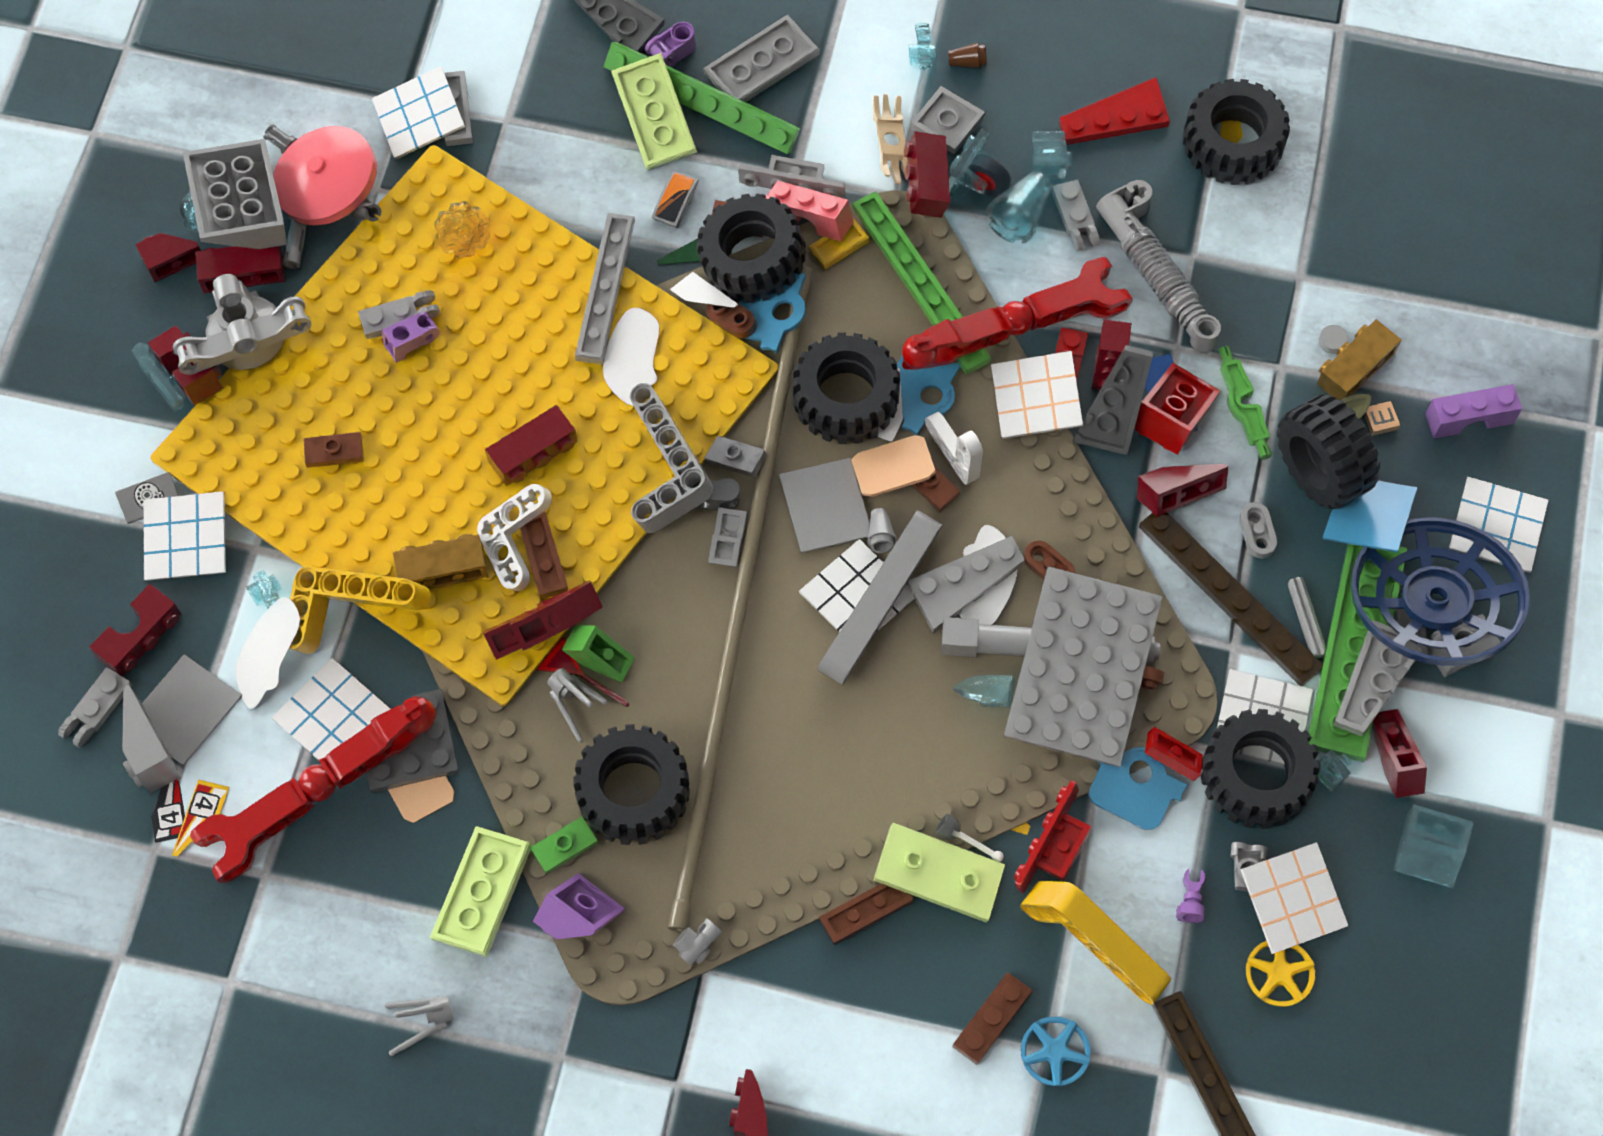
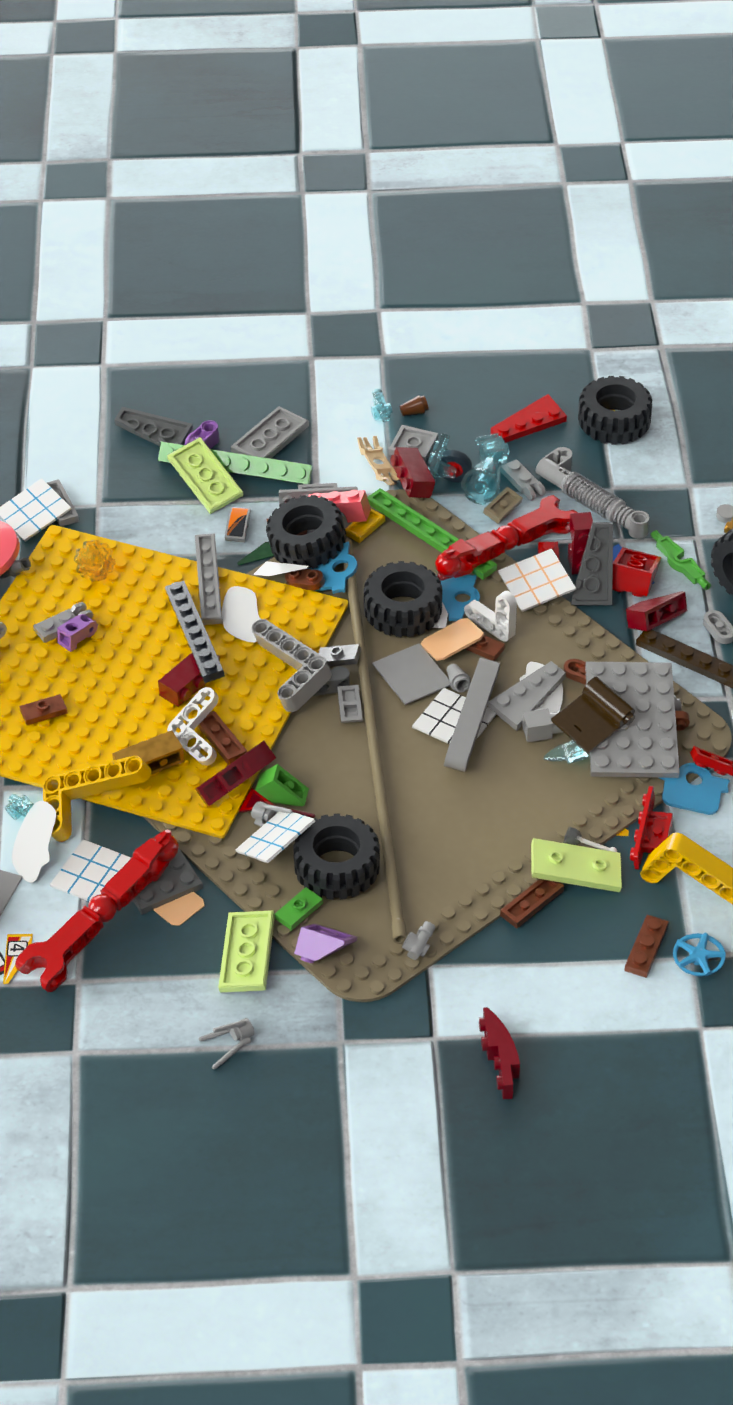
camera: 15 degrees left, 20 degrees down
(554, 381) = (194, 631): none -> plate
(561, 735) = (275, 836): none -> white piece
(1033, 254) = (502, 505): none -> dark tan plate
(1033, 655) = (594, 715): none -> dark brown door

